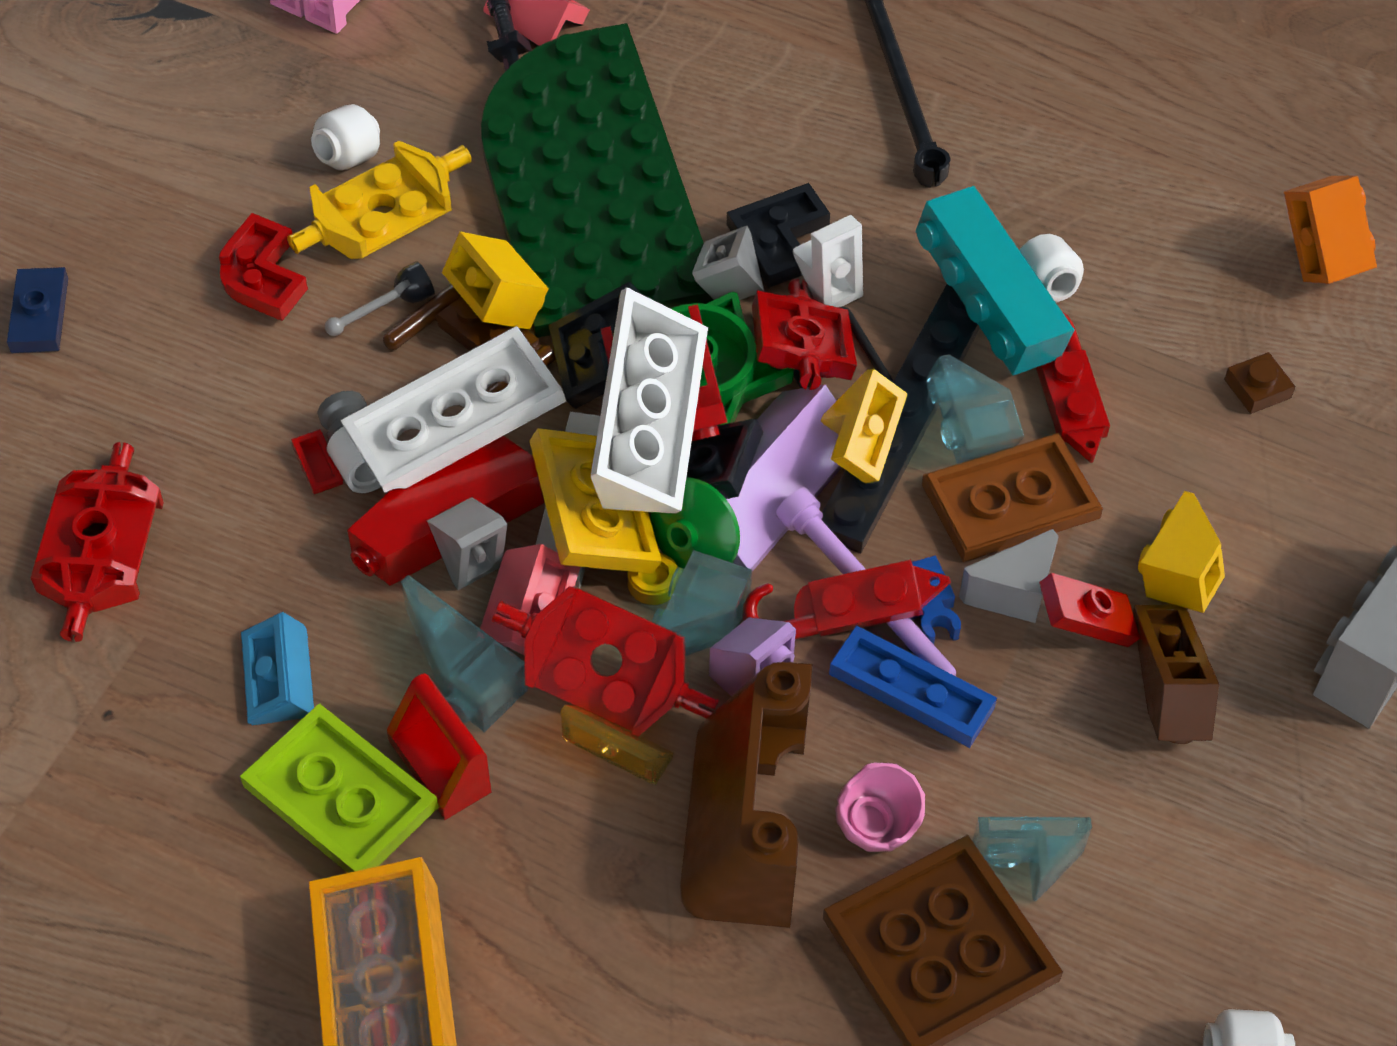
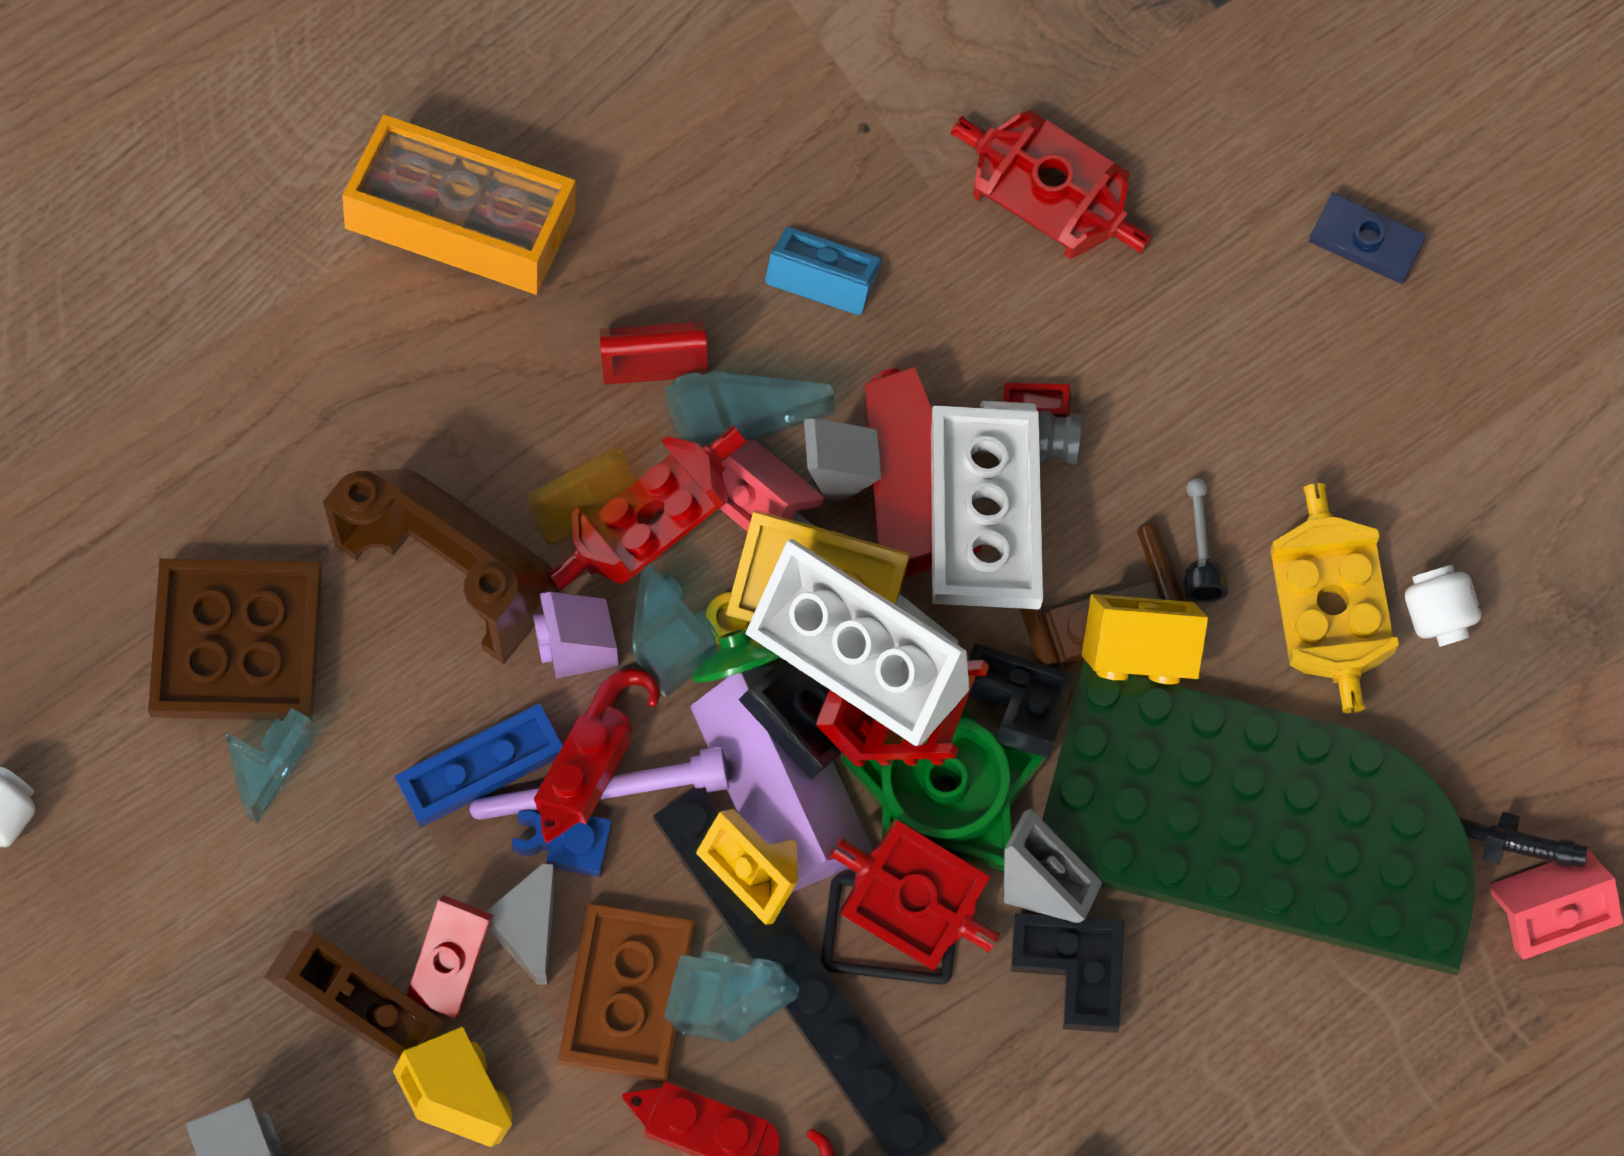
camera: 120 degrees right, 15 degrees up
(251, 270) = (1307, 435): red plate -> none
(339, 791) = (666, 259): lime plate -> none
(833, 262) = (990, 973): white slope -> none
(880, 807) = (377, 658): bright pink hair -> none
(993, 280) = (857, 1099): teal brick -> none

